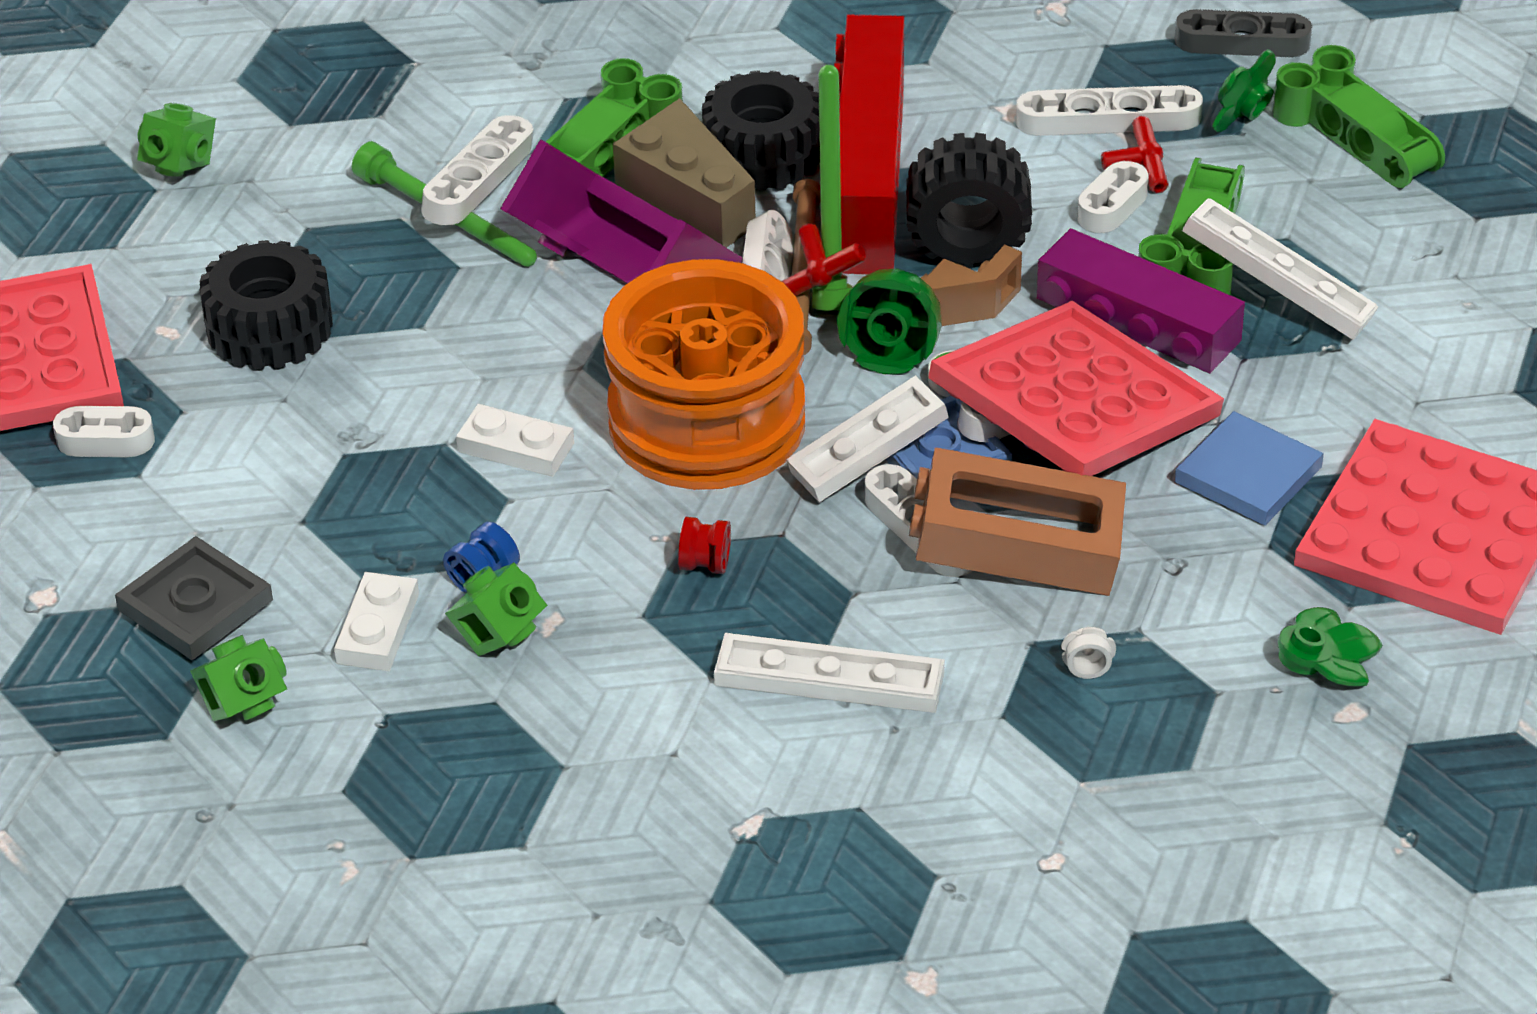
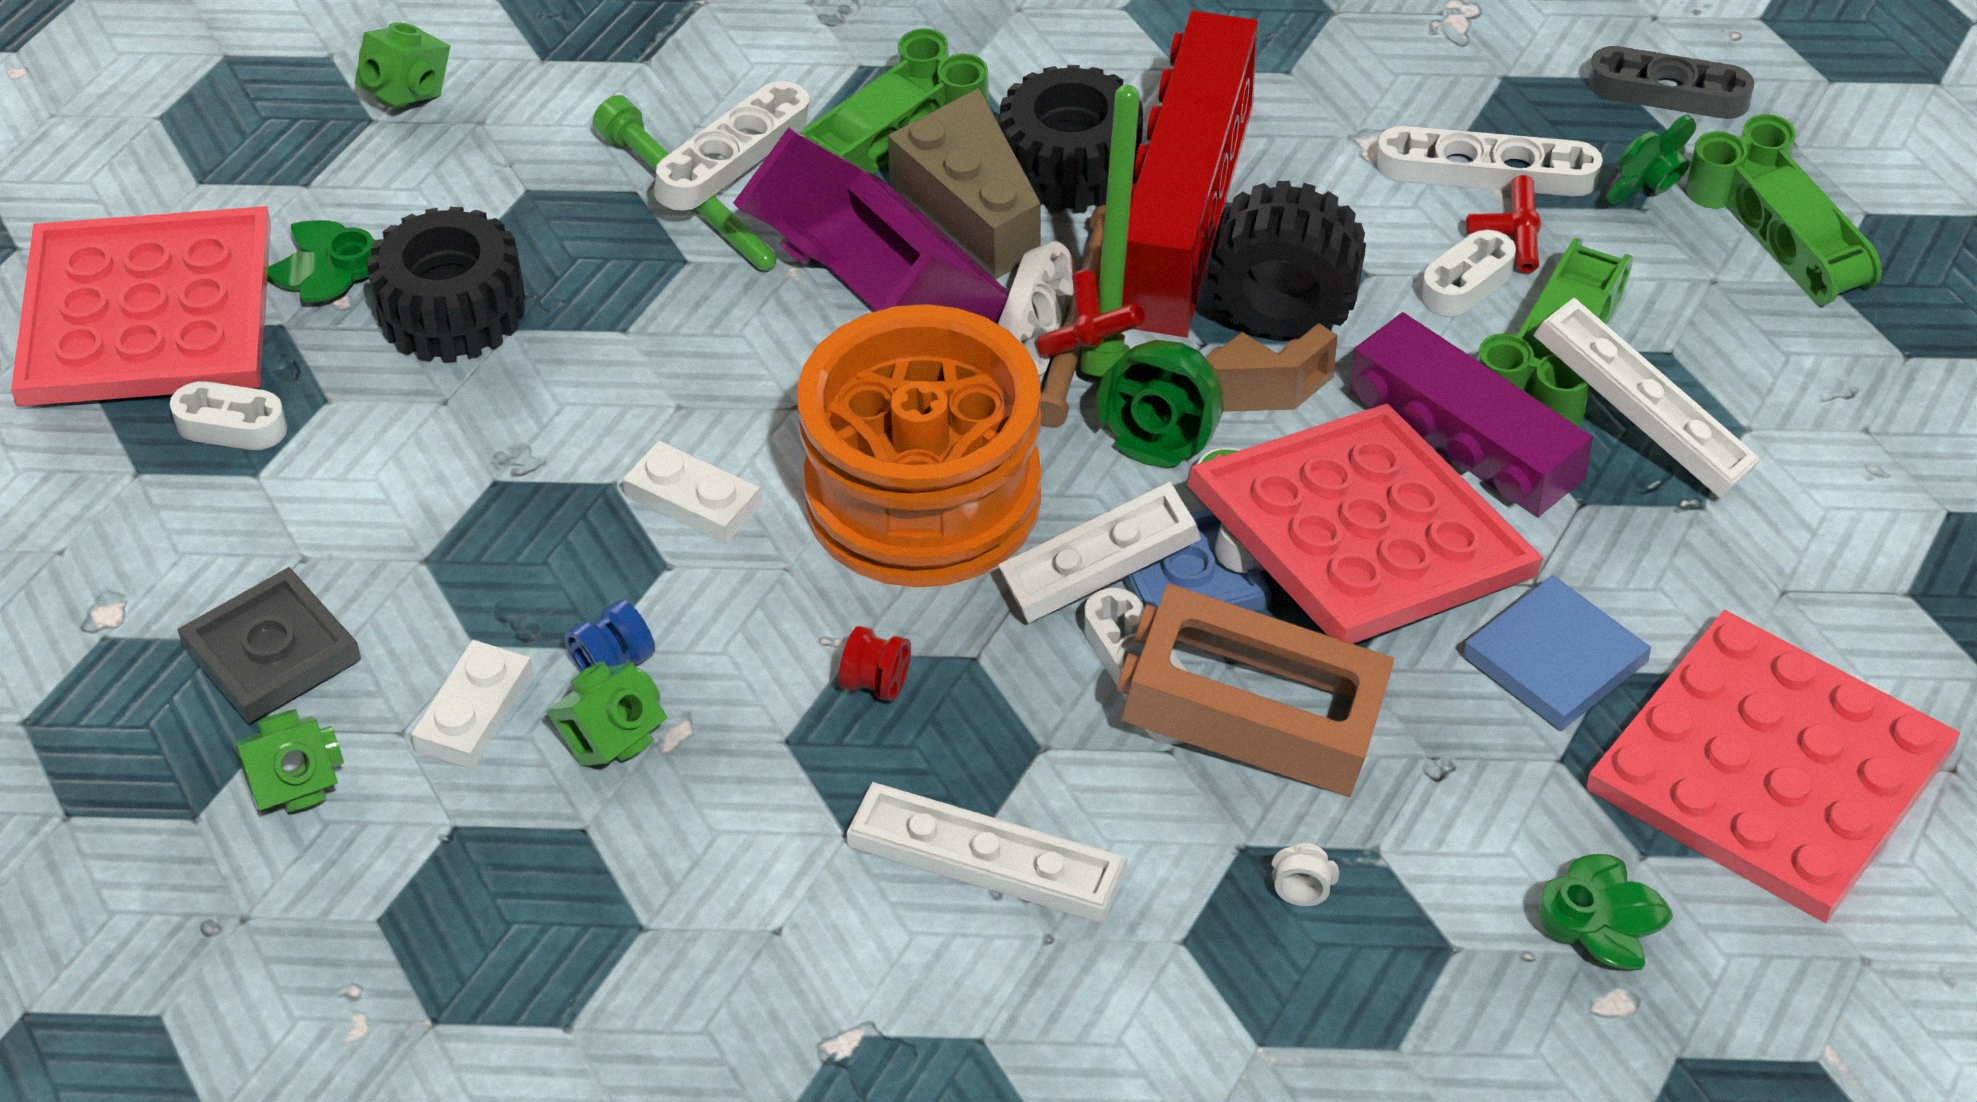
camera: 10 degrees right, 5 degrees up
(151, 301) = (326, 260): none -> green plate

